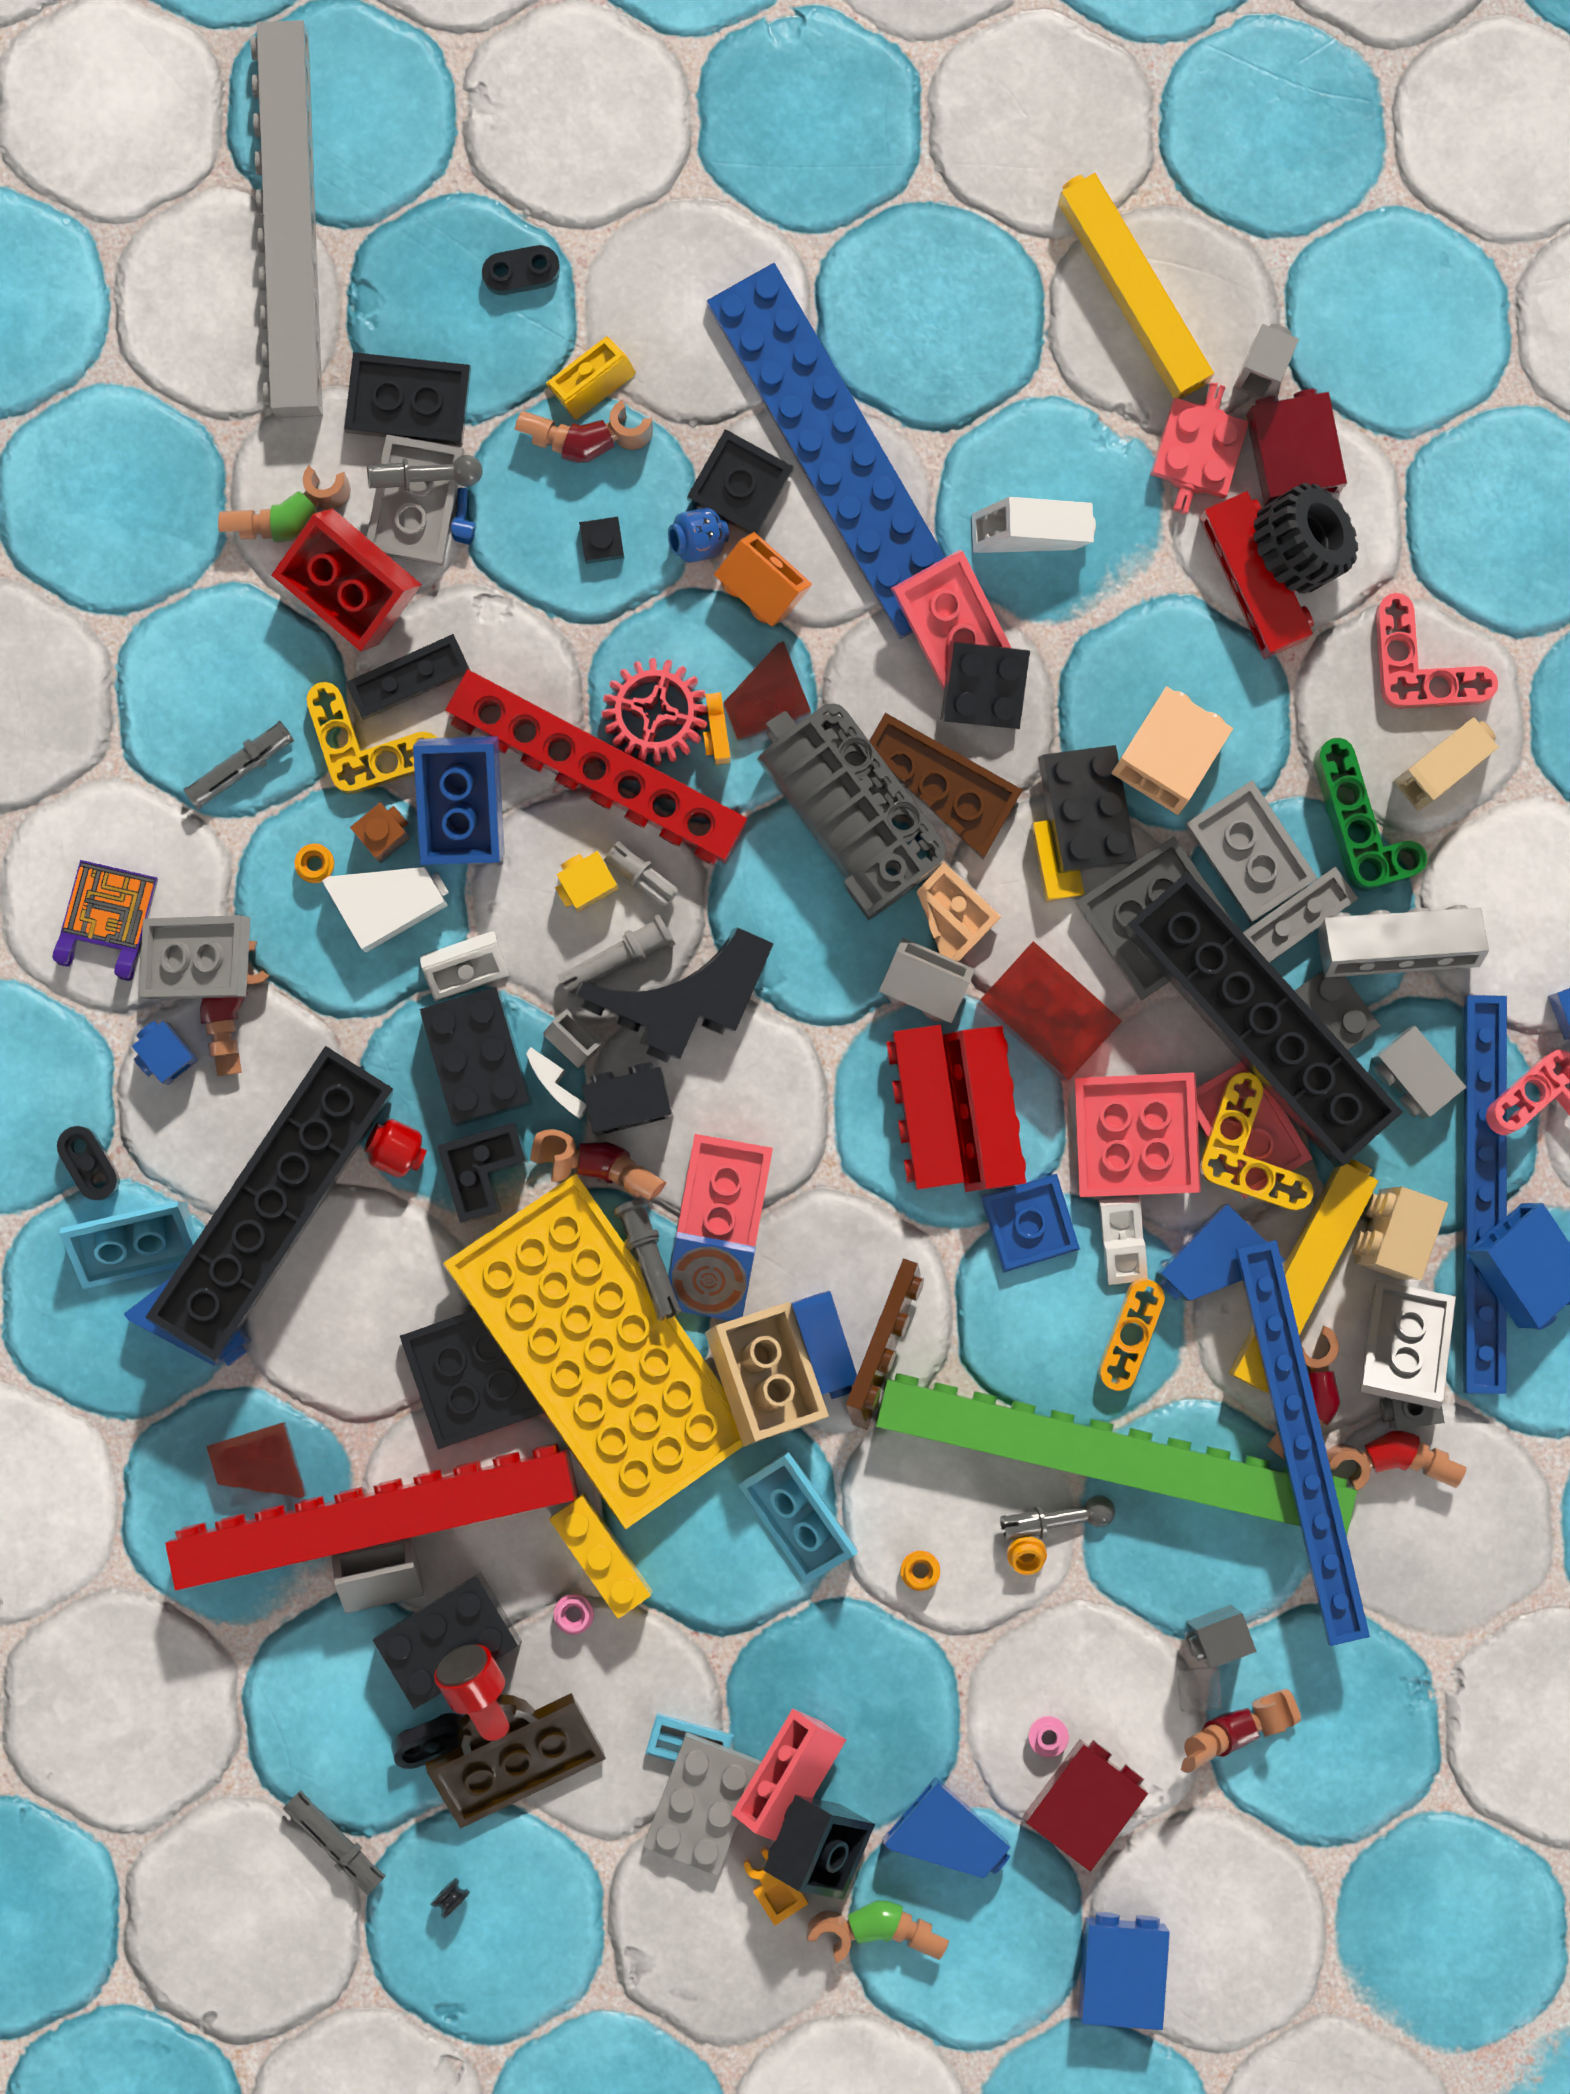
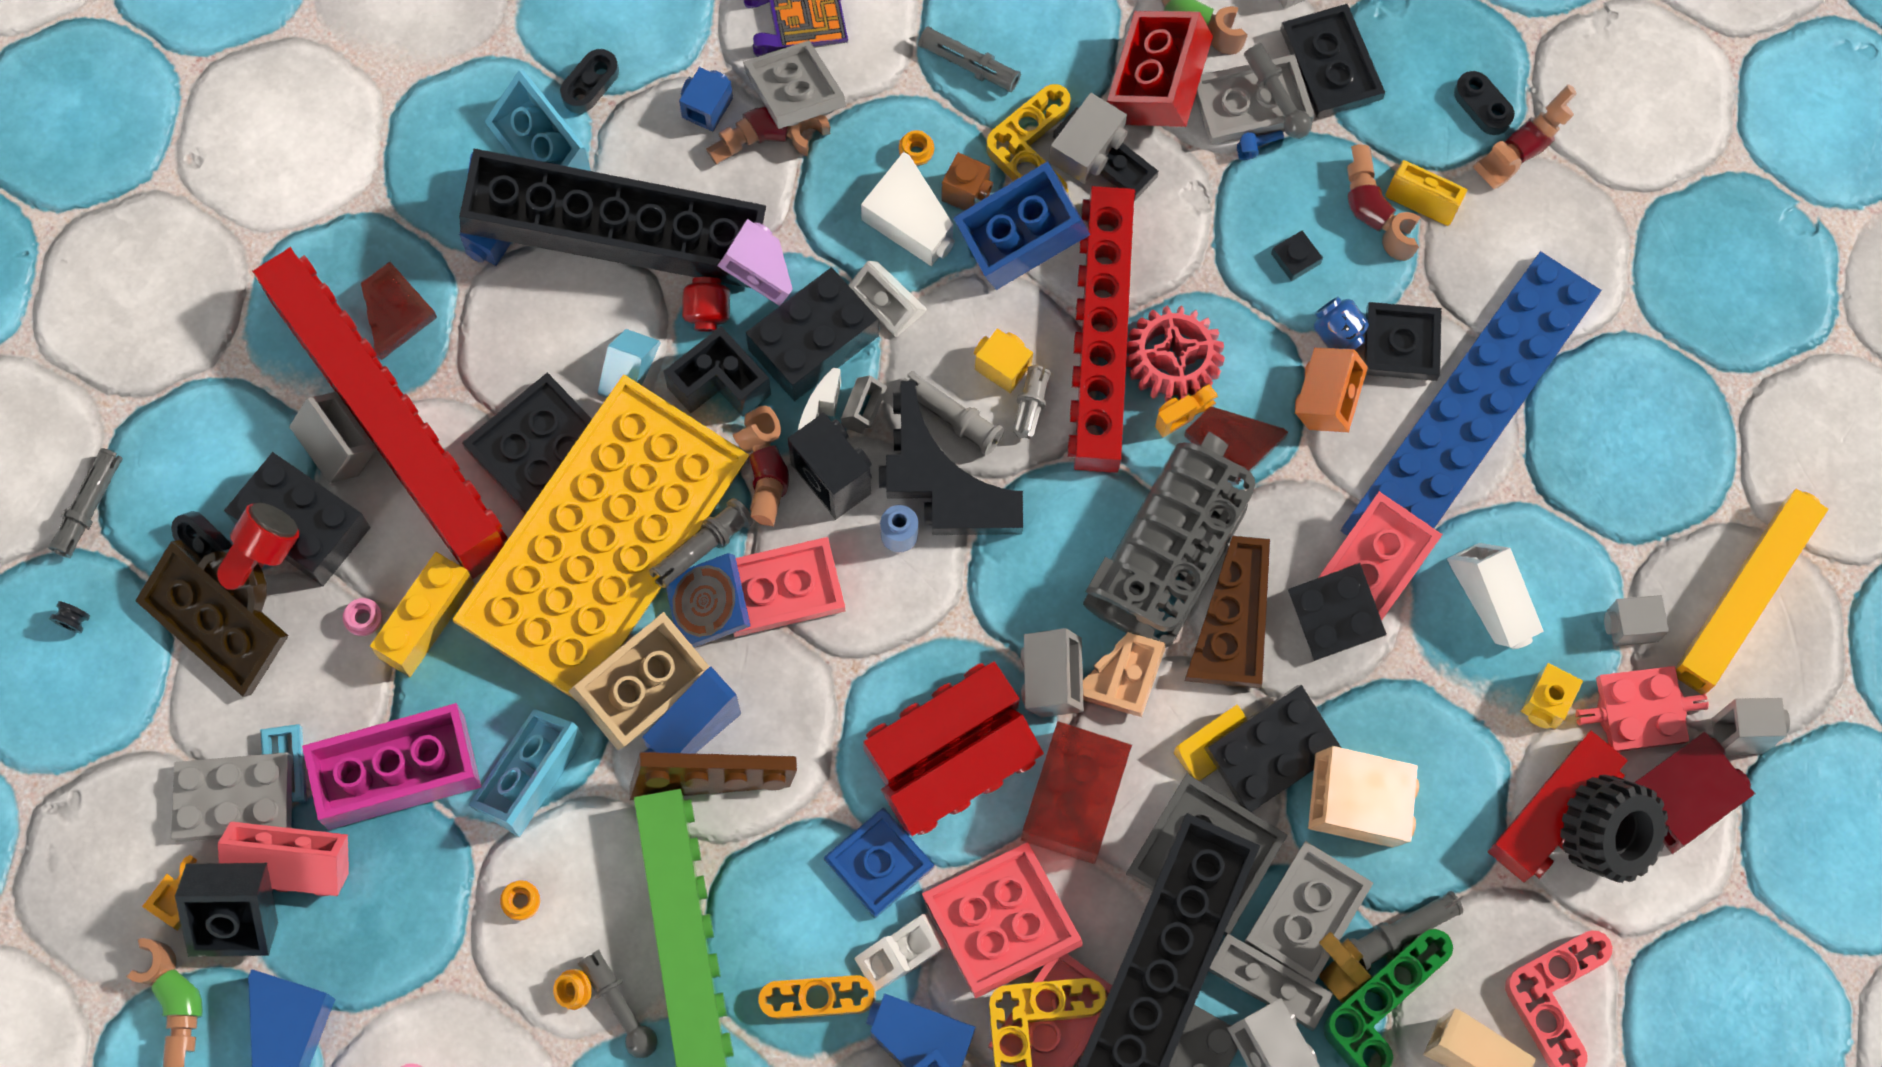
camera: 70 degrees right, 15 degrees down
(388, 1081) = (758, 262): none -> lavender slope
(392, 688) = (1088, 139): none -> light grey piece
(421, 1251) = (627, 355): none -> medium azure slope
(586, 253) = (1526, 142): none -> nougat piece
(718, 1074) = (901, 538): none -> medium blue brick
(743, 1642) = (391, 766): none -> dark pink brick
(1116, 409) = (1636, 620): none -> light grey brick
(1153, 527) = (1551, 697): none -> yellow brick
(1306, 789) = (1389, 938): none -> dark grey pin
(1319, 845) = (1345, 973): none -> pearl gold bracket

